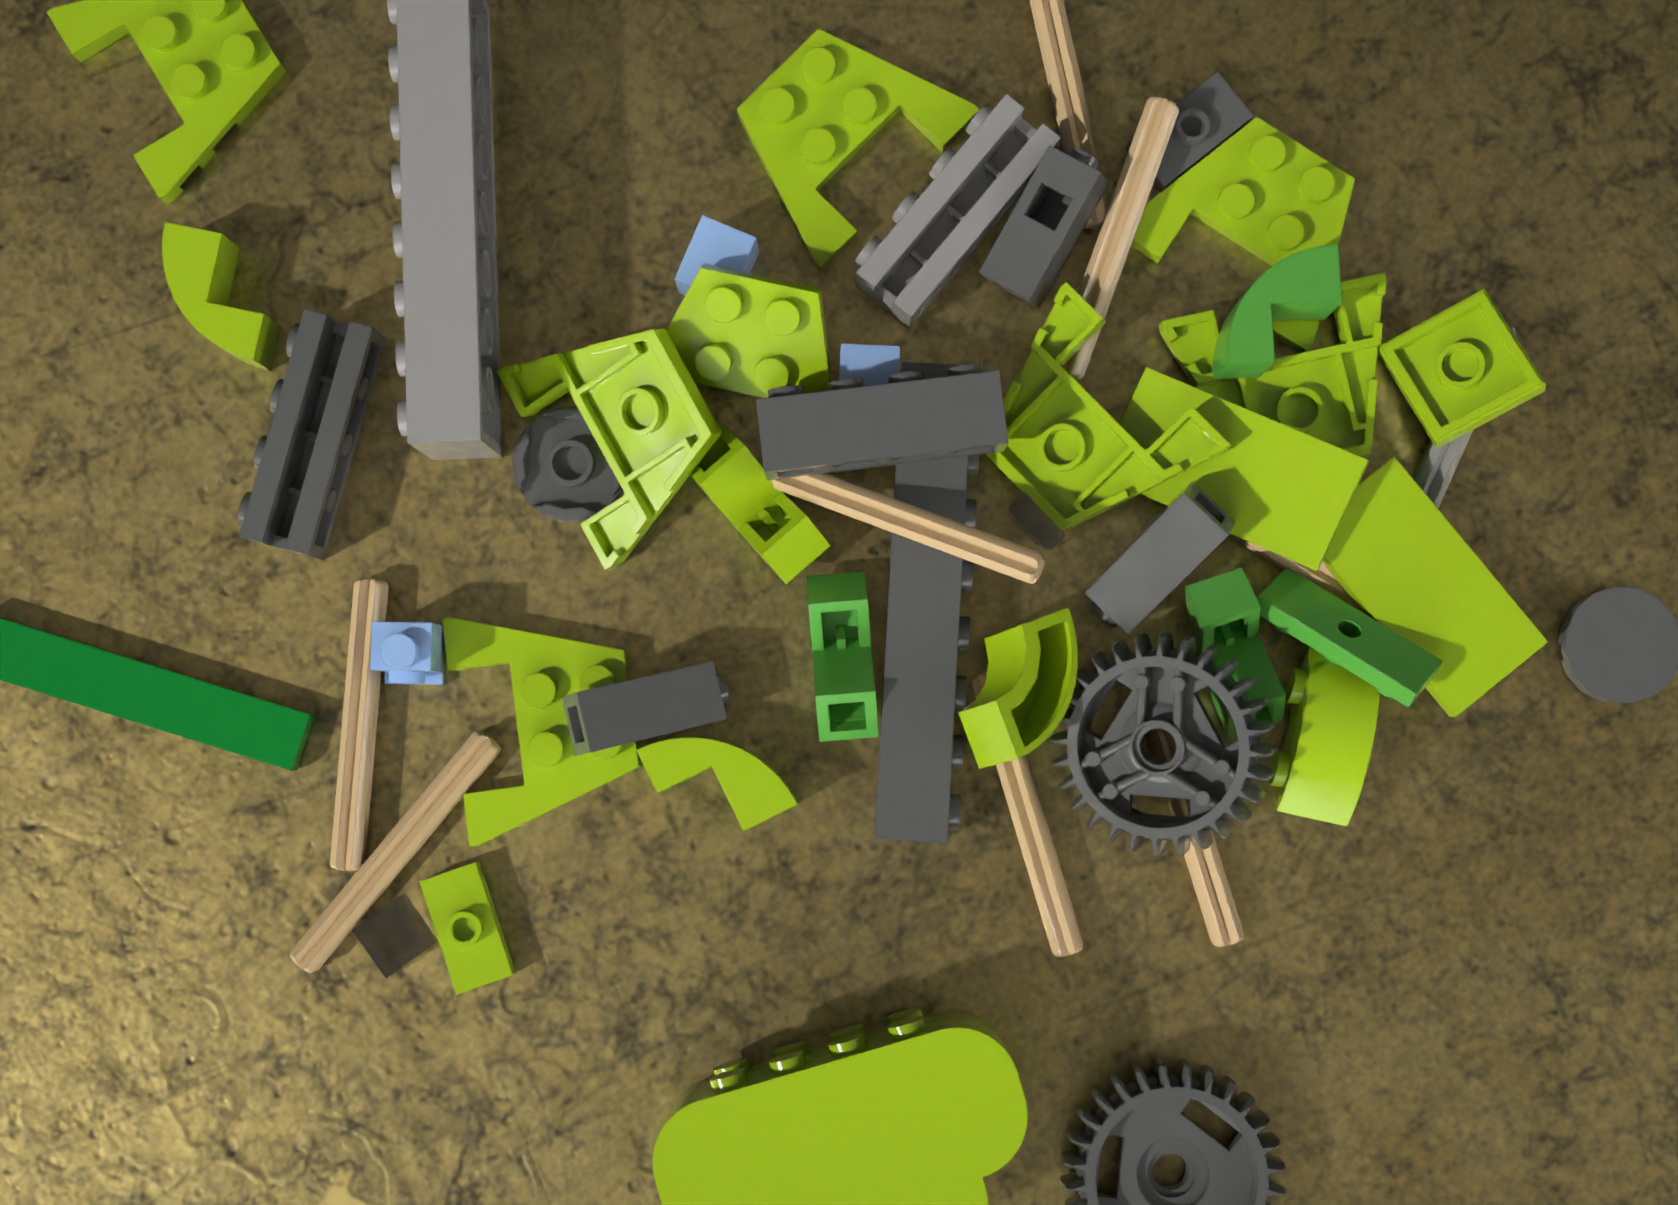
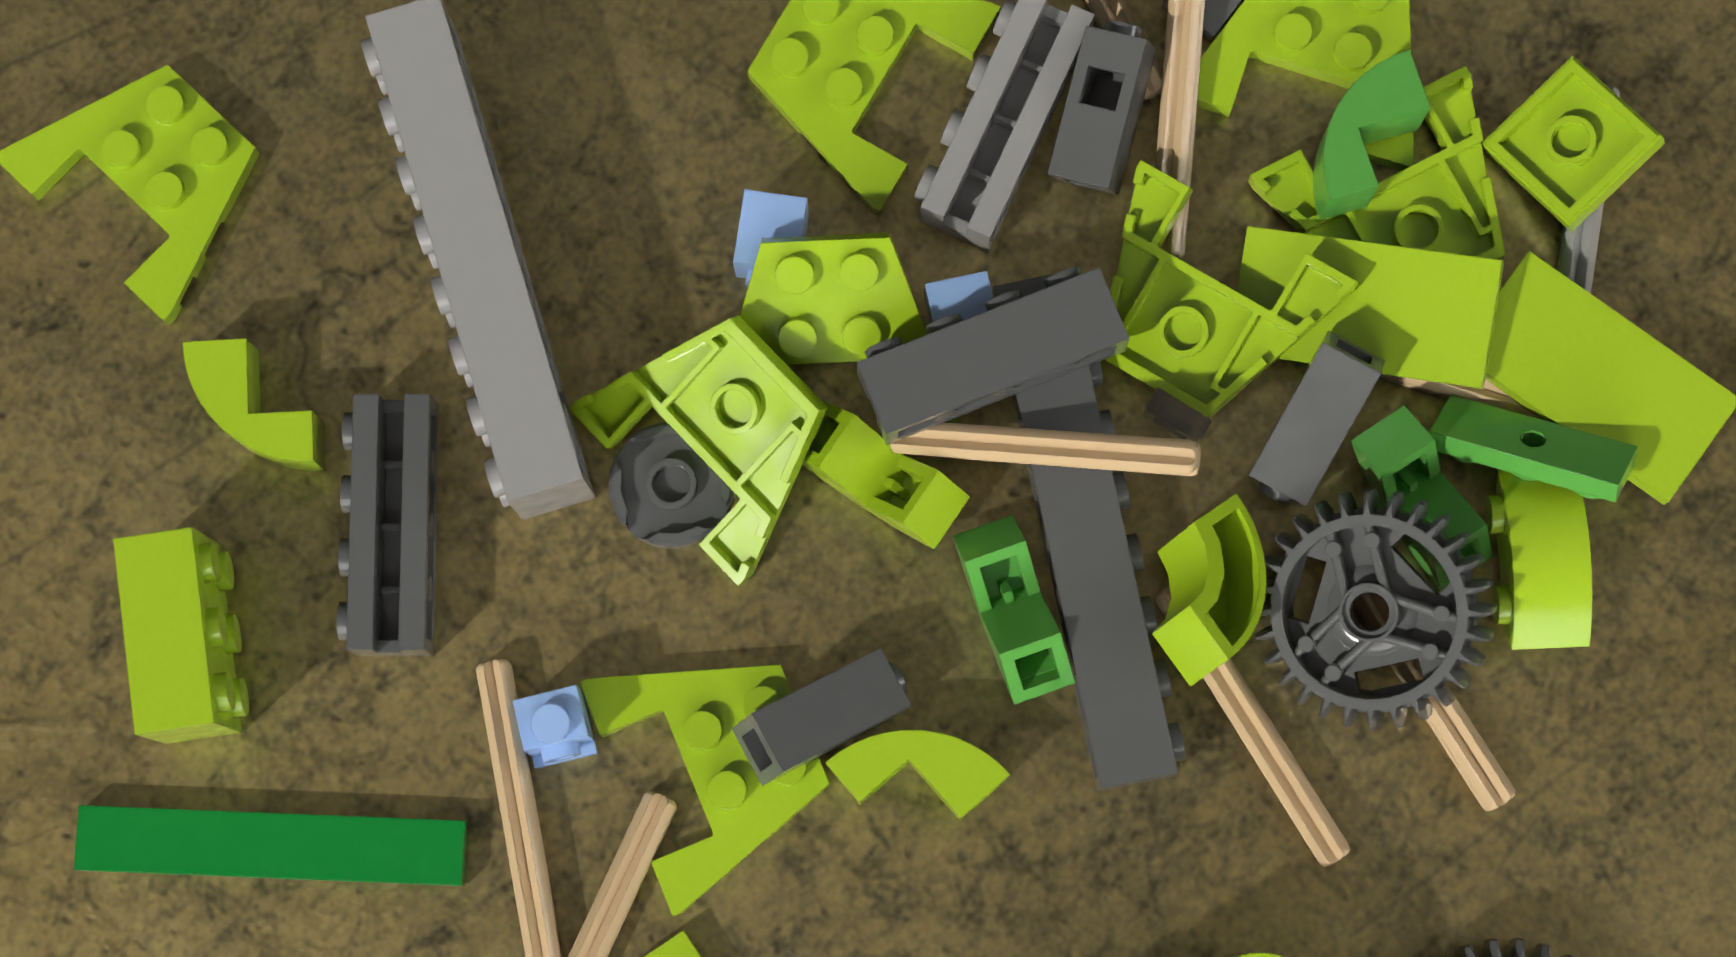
camera: 15 degrees left, 5 degrees down
(93, 484) = (180, 636): none -> lime brick

